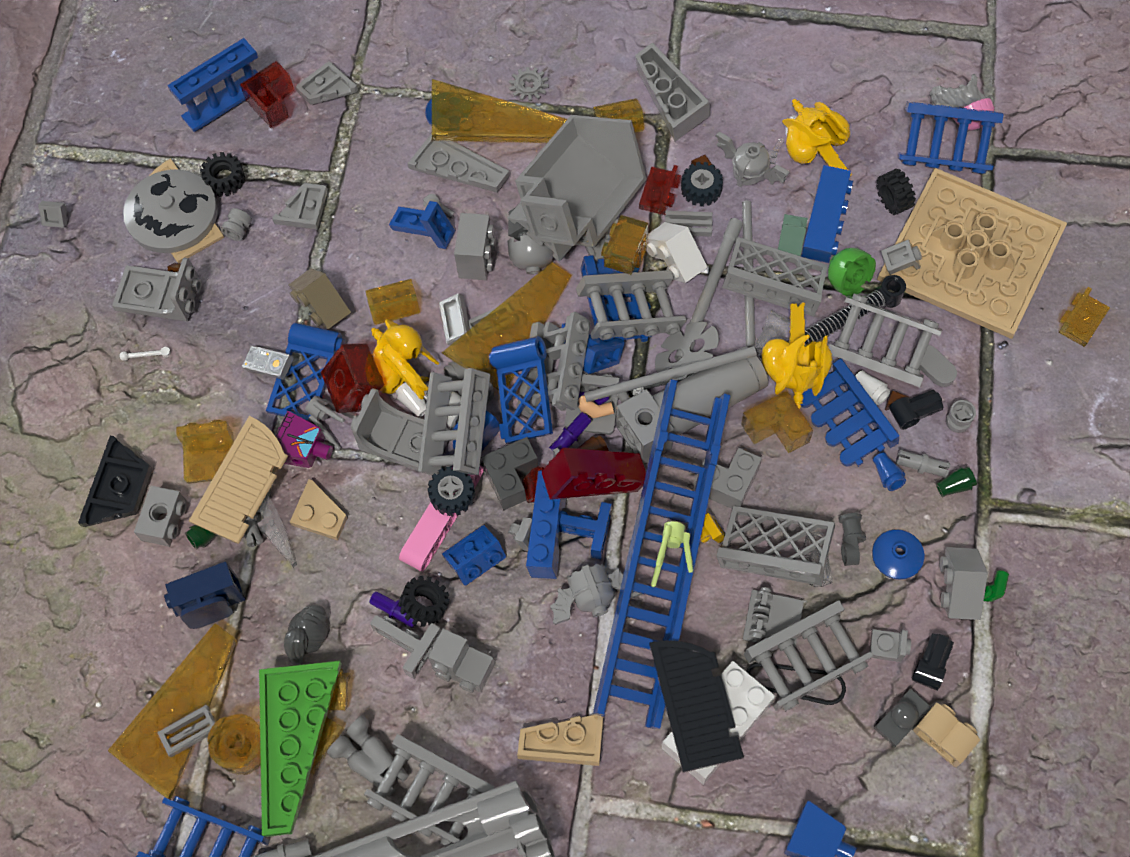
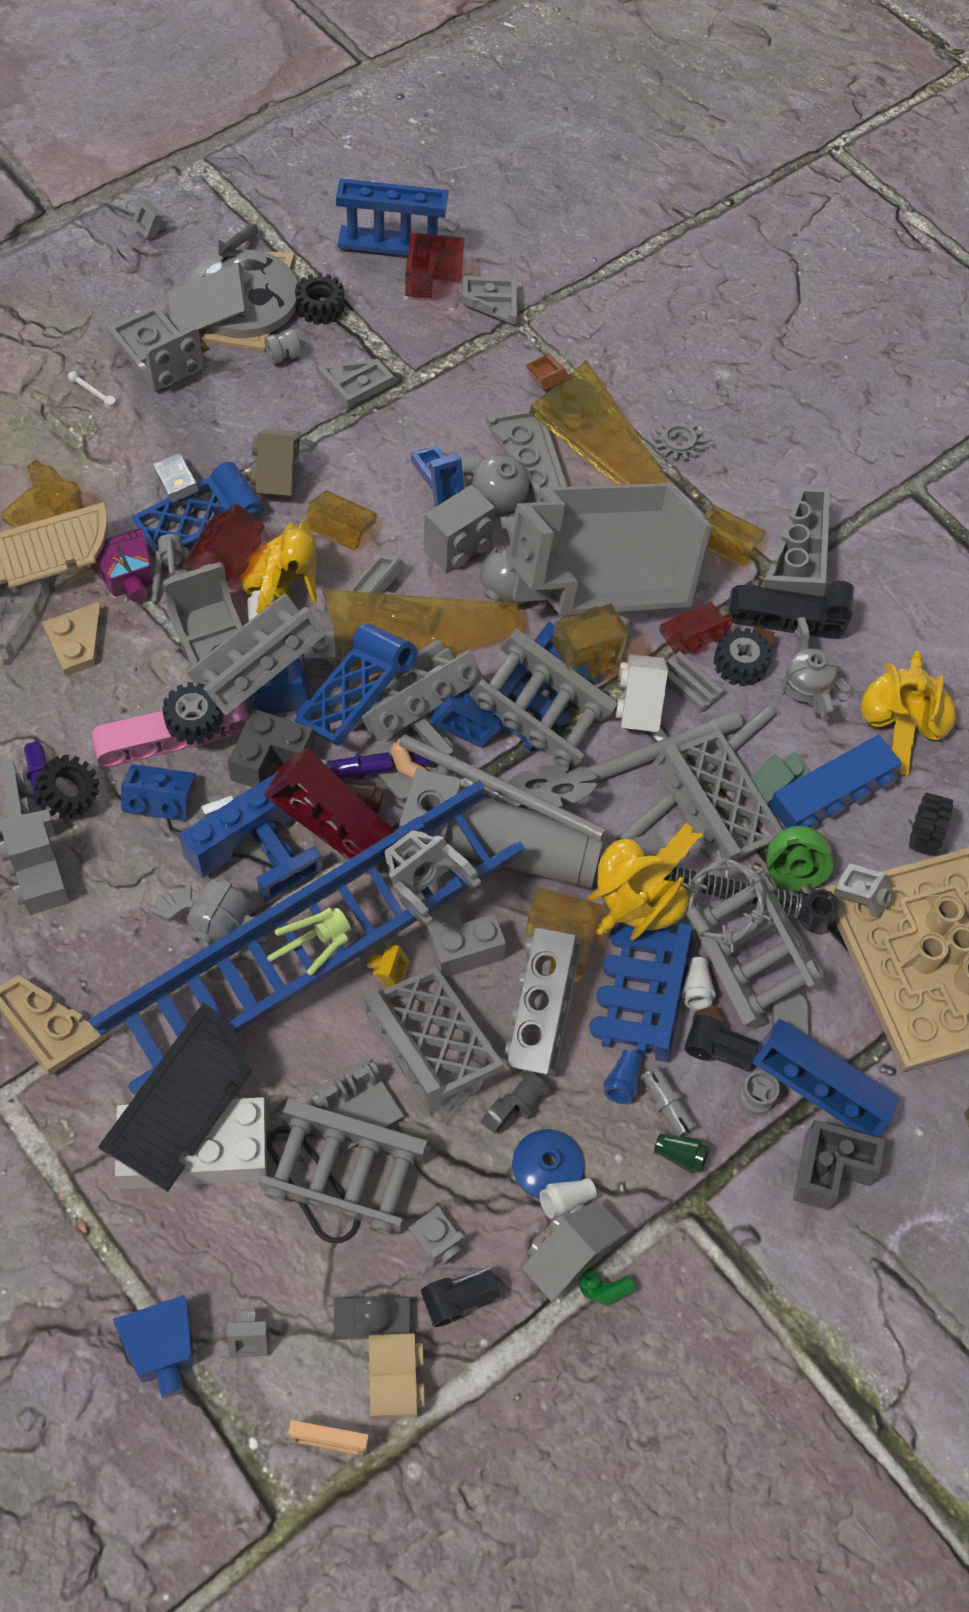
camera: 35 degrees right, 5 degrees down
(131, 188) = (229, 246): none -> dark grey piece
(159, 234) = (208, 299): none -> light grey piece
(414, 105) = (547, 371): none -> dark orange tile
(462, 195) = (502, 482): none -> light grey cylinder
(685, 456) = (430, 861): none -> light grey piece
(701, 133) = (779, 609): none -> black beam
(842, 500) = (552, 1020): none -> light grey brick
(844, 353) = (698, 920): none -> light grey piece
(856, 789) = (248, 1336): none -> light grey tile
(928, 563) = (565, 1196): none -> white cone
(950, 796) = (328, 1438): none -> light nougat tile
(988, 377) = (825, 1080): none -> blue brick
(1030, 416) = (834, 1155): none -> dark grey brick

